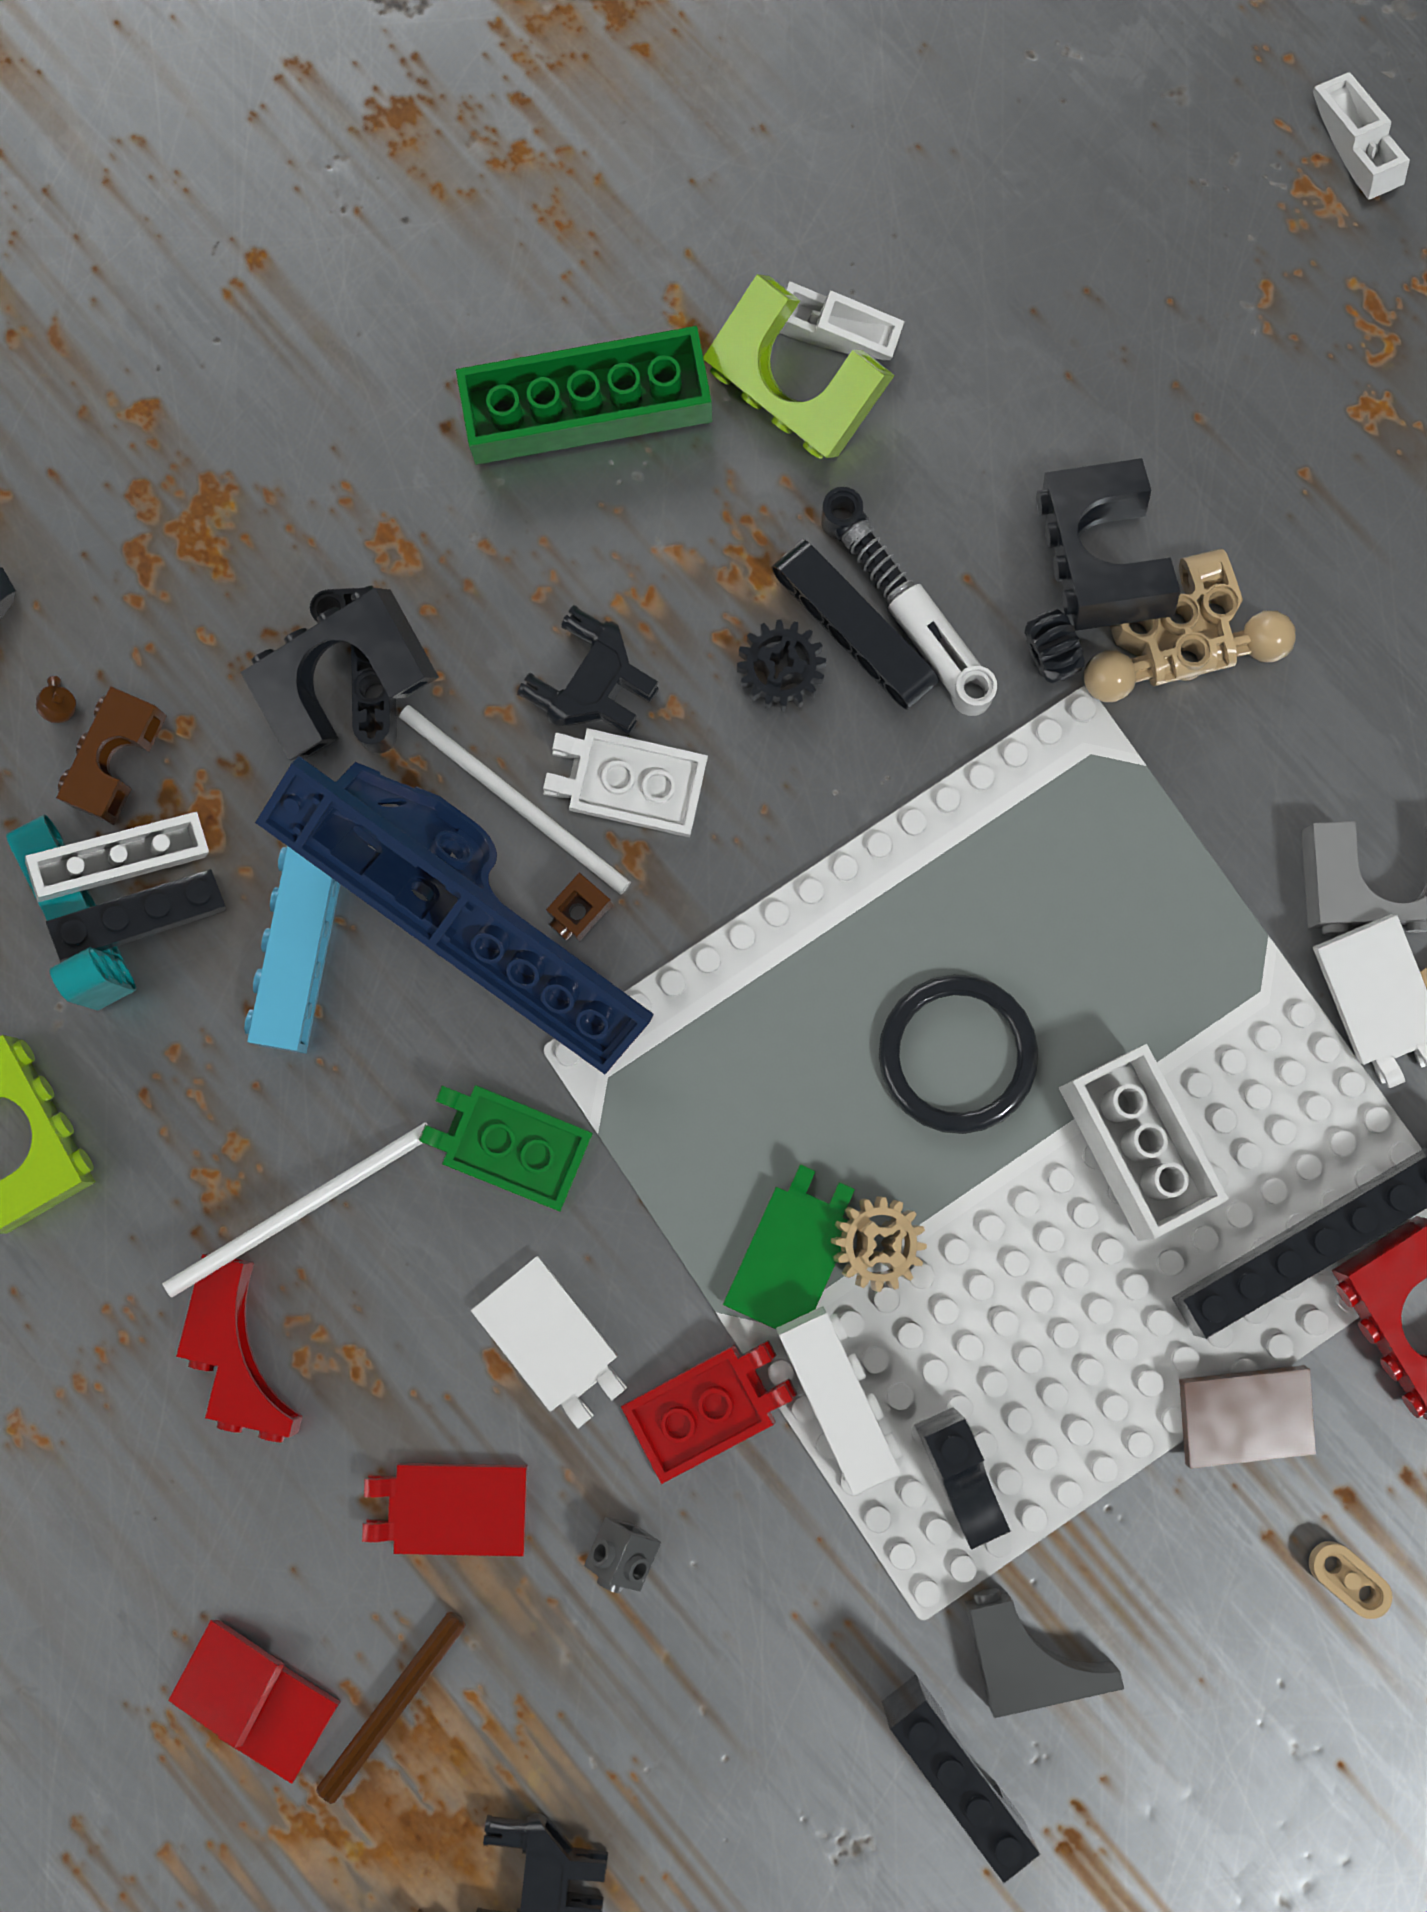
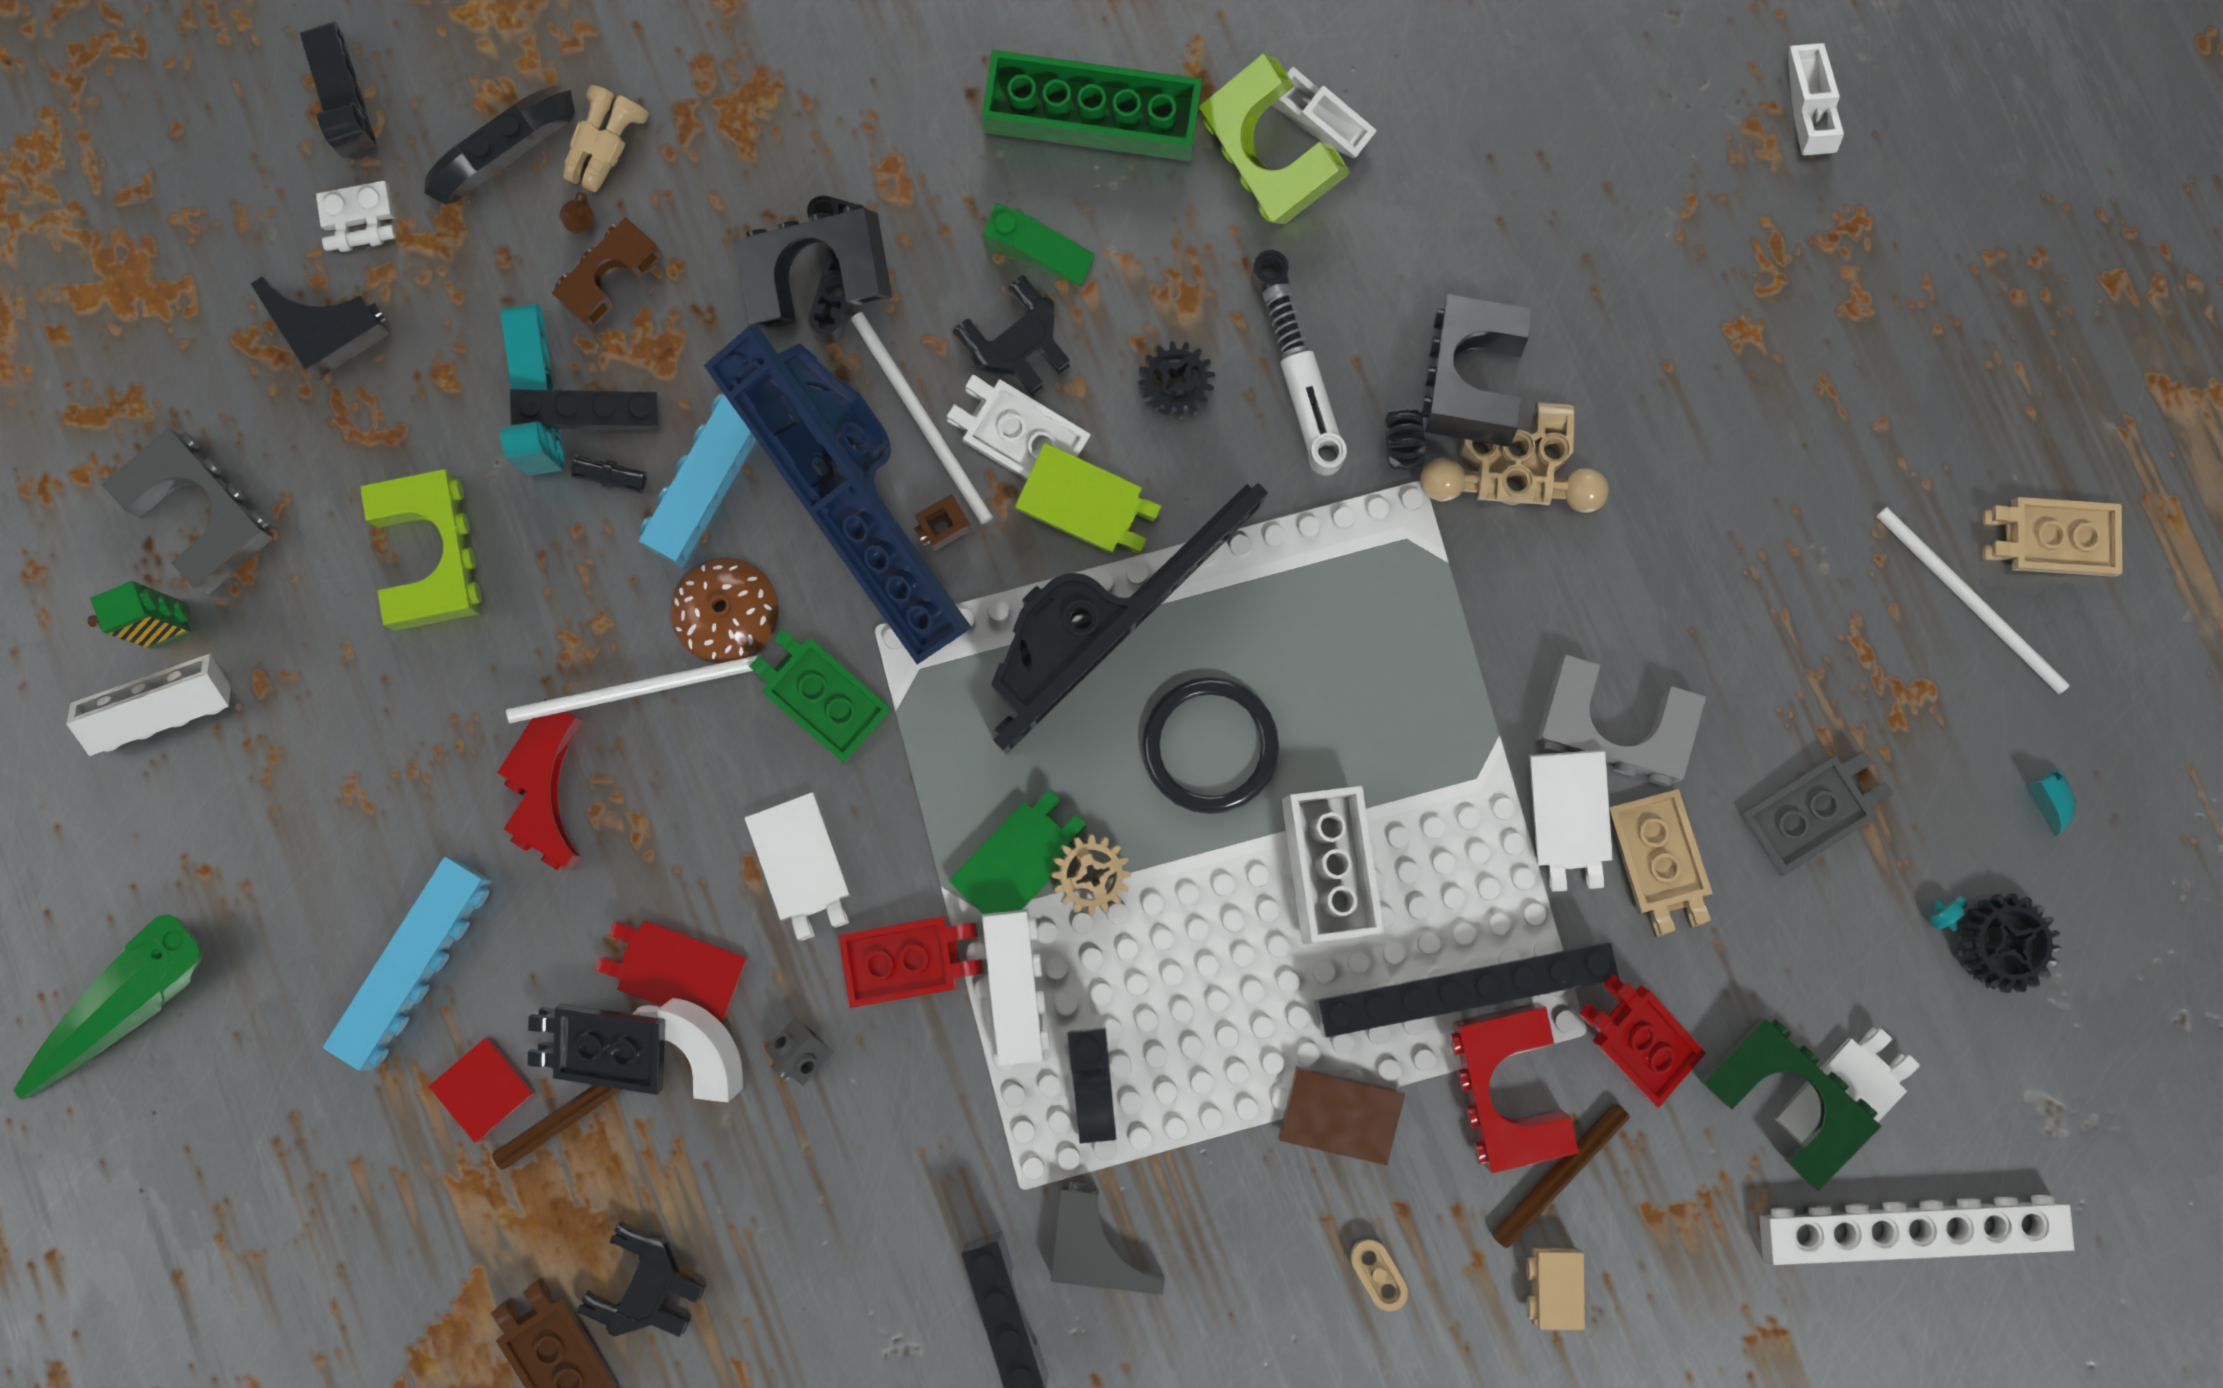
camera: 15 degrees right, 0 degrees up
(55, 624) = (594, 150): none -> tan piece
(116, 856) = (584, 356): white brick -> none
(147, 1608) = (407, 965): none -> medium azure brick
(188, 978) = (608, 474): none -> black pin
(226, 1682) = (449, 1045): red tile -> none
(397, 1091) = (741, 627): none -> dark orange dish
(398, 1628) = (601, 1047): none -> black tile
(507, 1579) = (706, 1045): none -> white arch
(575, 568) = (1036, 245): none -> green slope
(727, 831) = (1085, 501): none -> lime tile
(769, 1007) = (1067, 655): none -> black piece
(855, 624) = (1248, 367): black beam -> none

